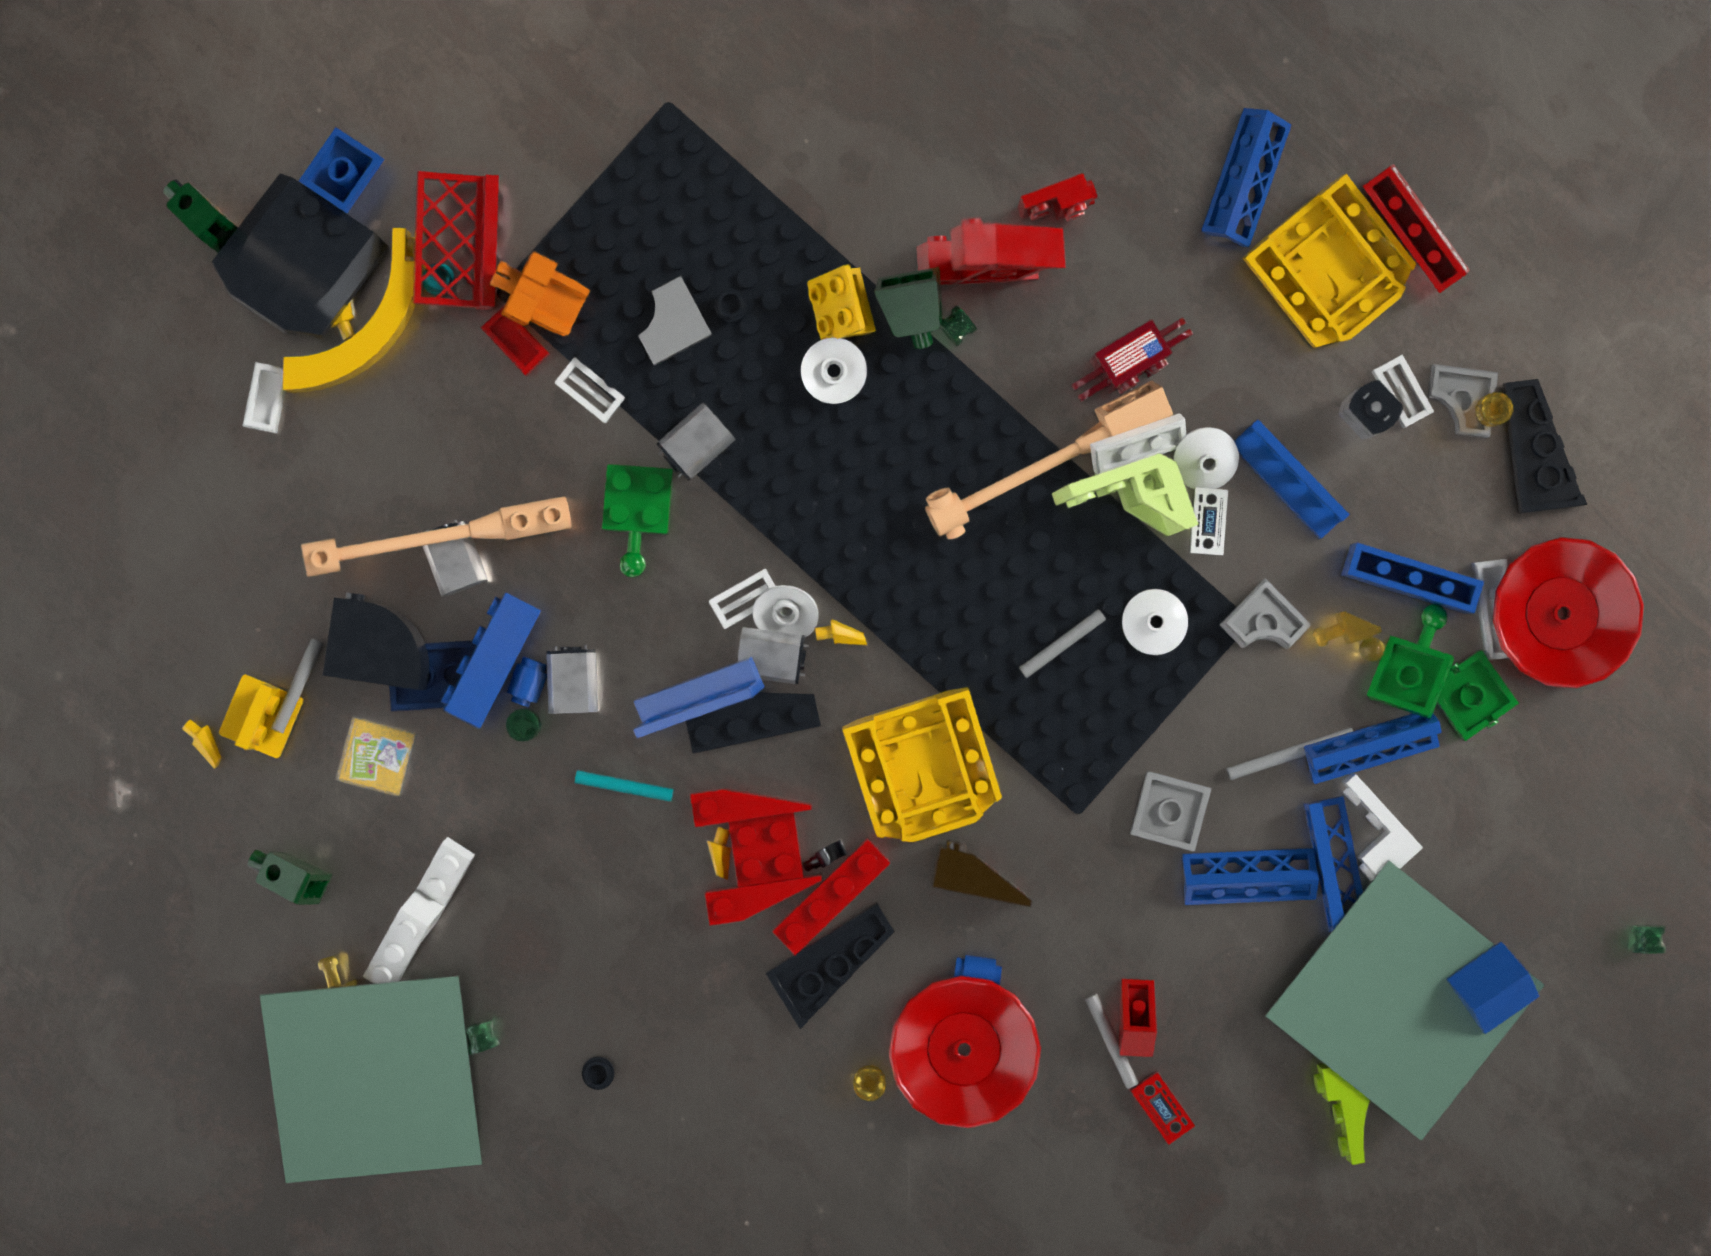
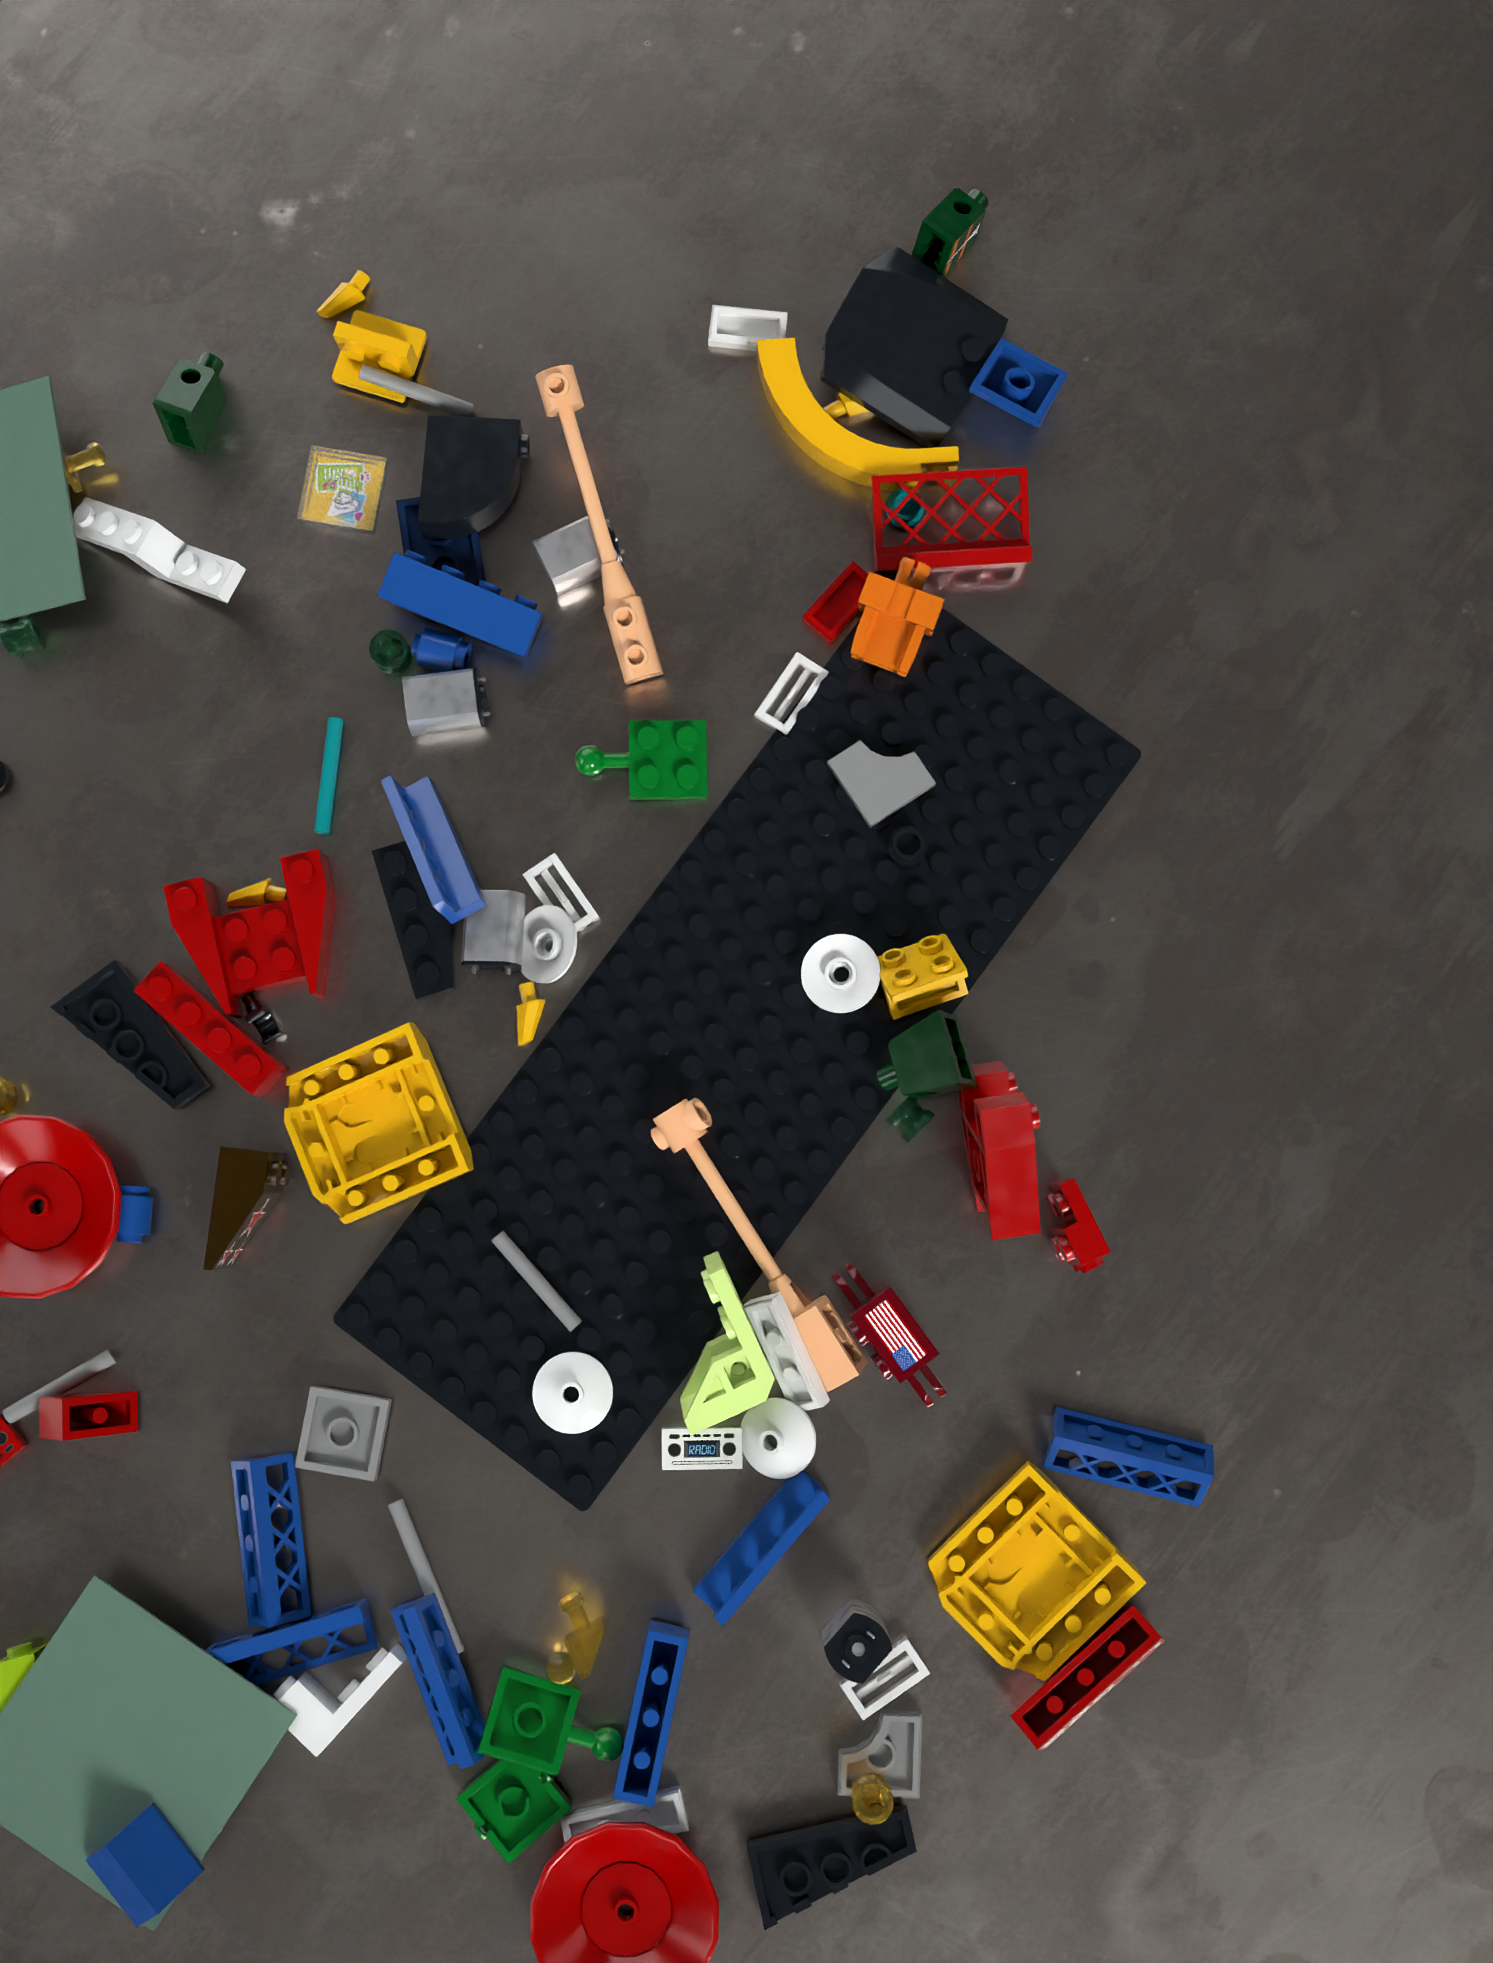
camera: 80 degrees right, 5 degrees down
(695, 442) = (739, 817): flat silver piece -> none
(1265, 616) = (591, 1529): light grey tile -> none

